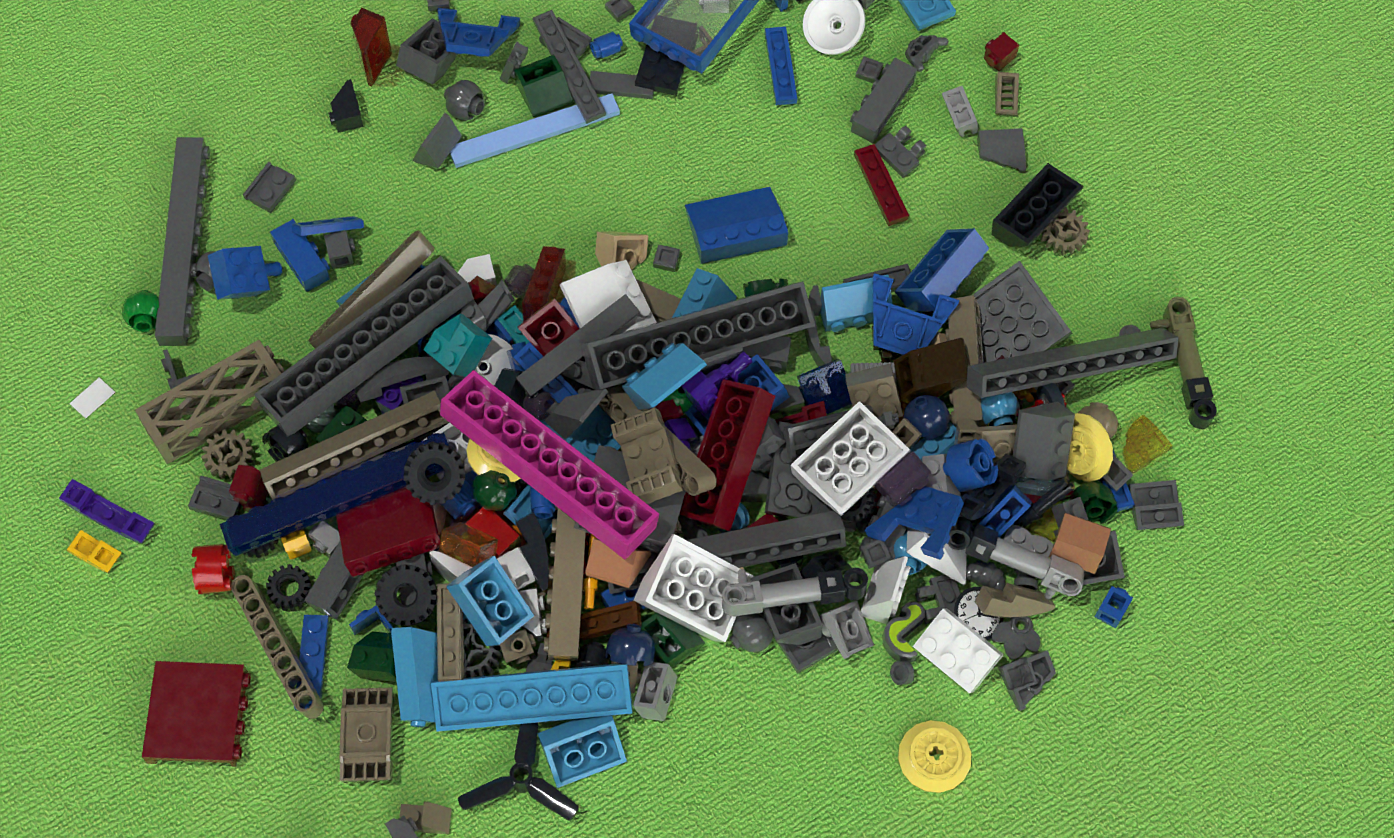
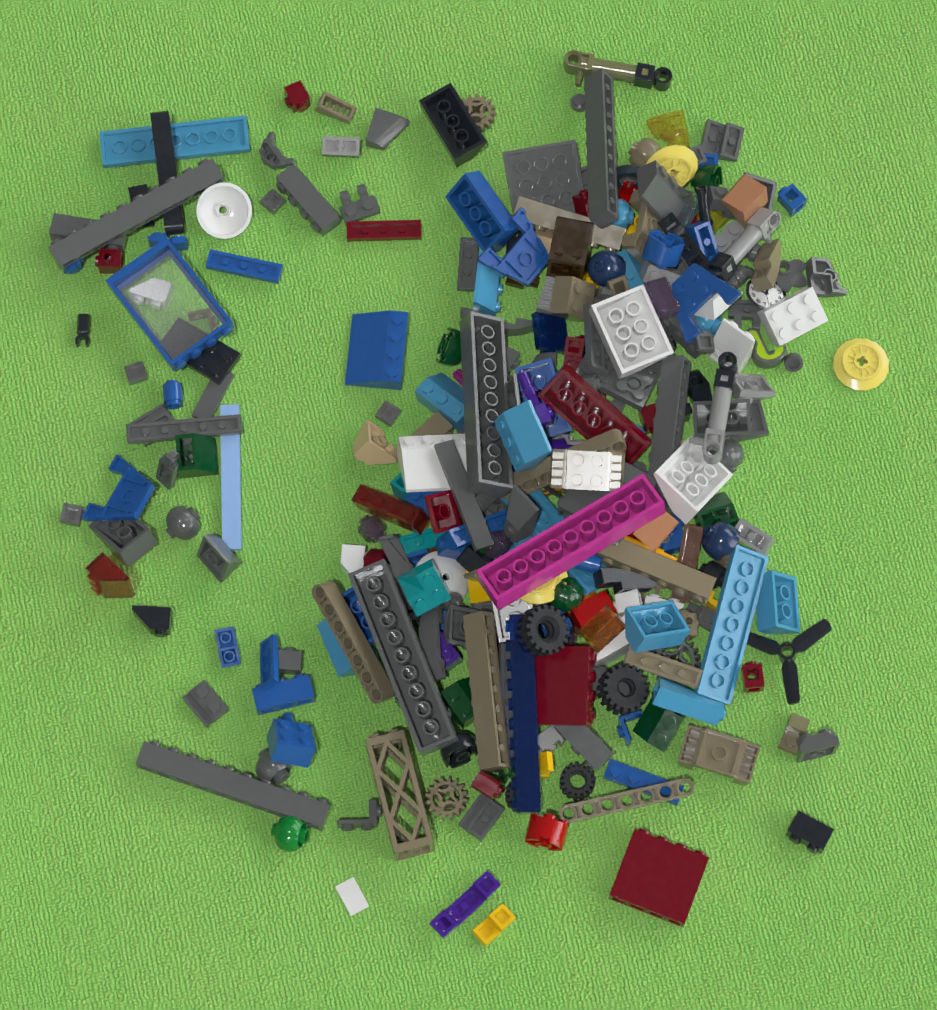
camera: 70 degrees left, 5 degrees up
(338, 189) = (227, 647): none -> blue slope
(470, 741) = (755, 670): none -> dark red brick

